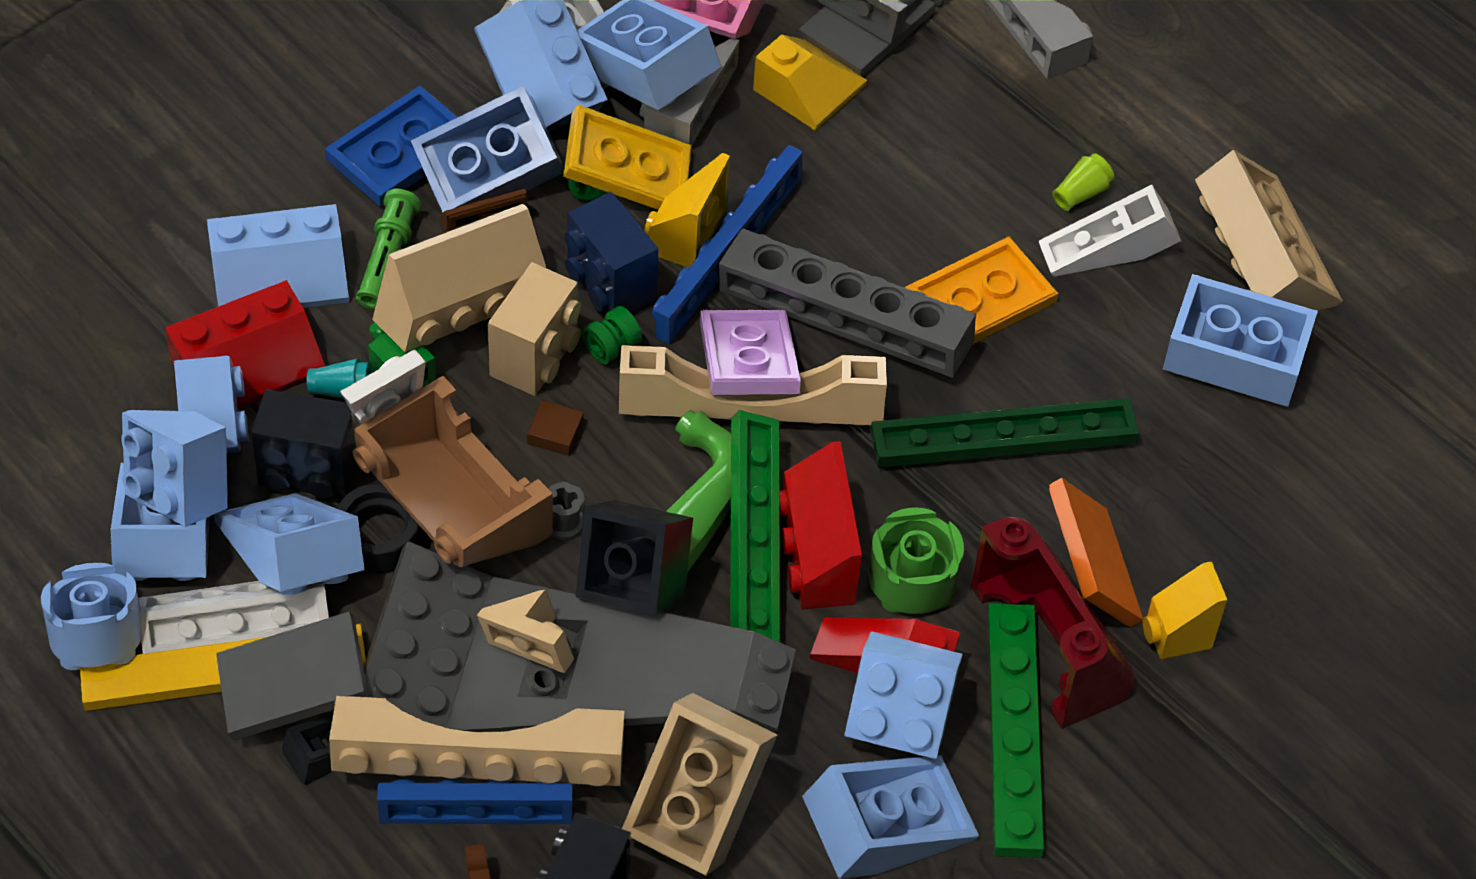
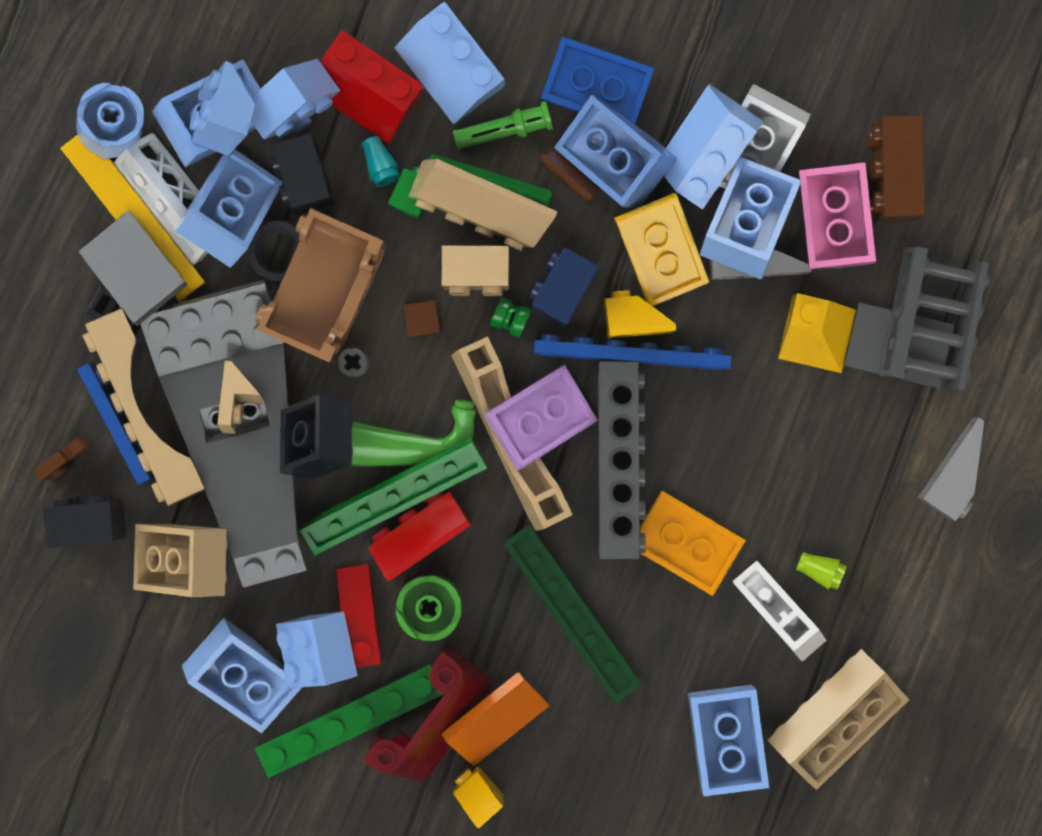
camera: 65 degrees right, 35 degrees up
(385, 387) = (353, 216): white wing -> none

